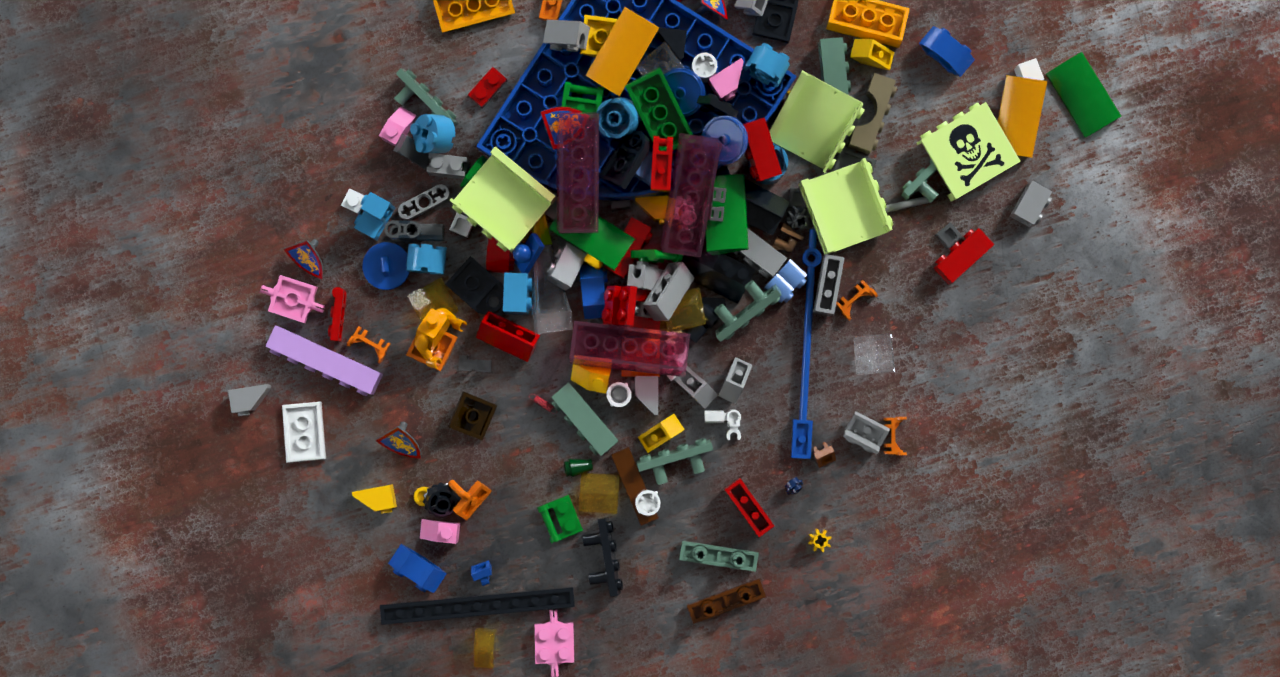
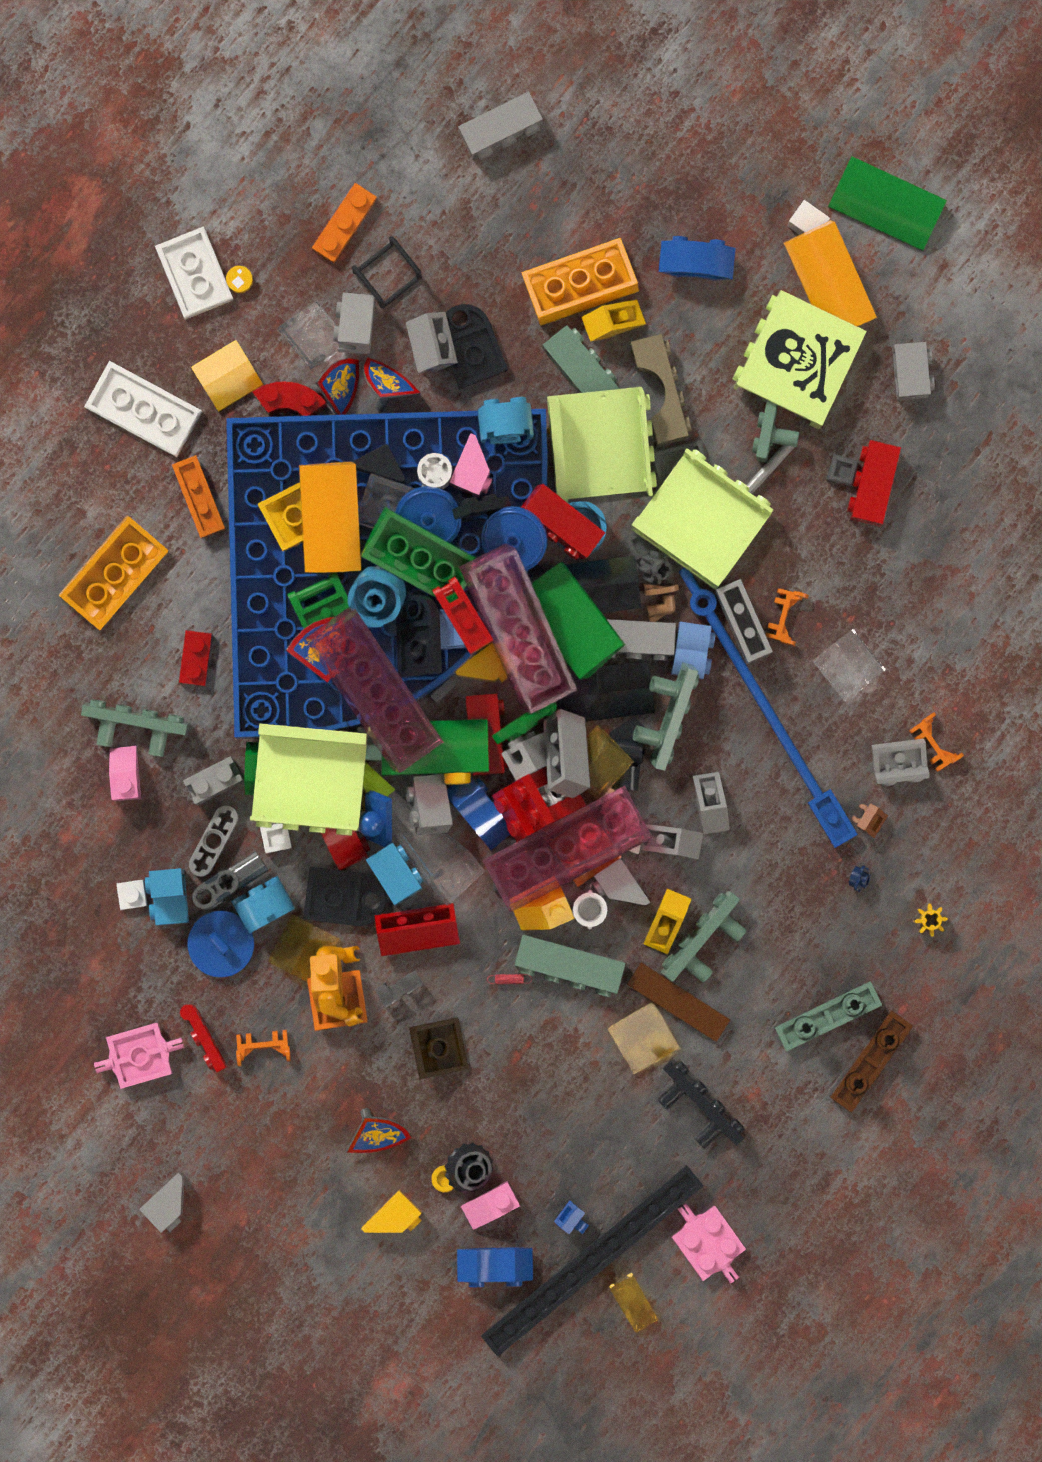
camera: 30 degrees left, 0 degrees up
(303, 432) = (256, 1199): white tile -> none
(306, 257) = (123, 996): shield -> none
(324, 360) = (224, 1100): lavender brick -> none
(406, 148) = (161, 790): dark grey slope -> none
(433, 133) = (174, 756): dark azure brick -> none
(470, 500) = (501, 1146): orange plate -> none
(566, 35) = (253, 541): light grey brick -> none
(566, 516) = (624, 1090): green plate -> none
(575, 467) = (597, 1025): dark green cone -> none
(647, 502) = (706, 1010): white piece -> none
(716, 209) = (558, 624): flat silver piece -> none
(718, 416) = (736, 847): white bar -> none
(749, 507) = (825, 937): red brick -> none

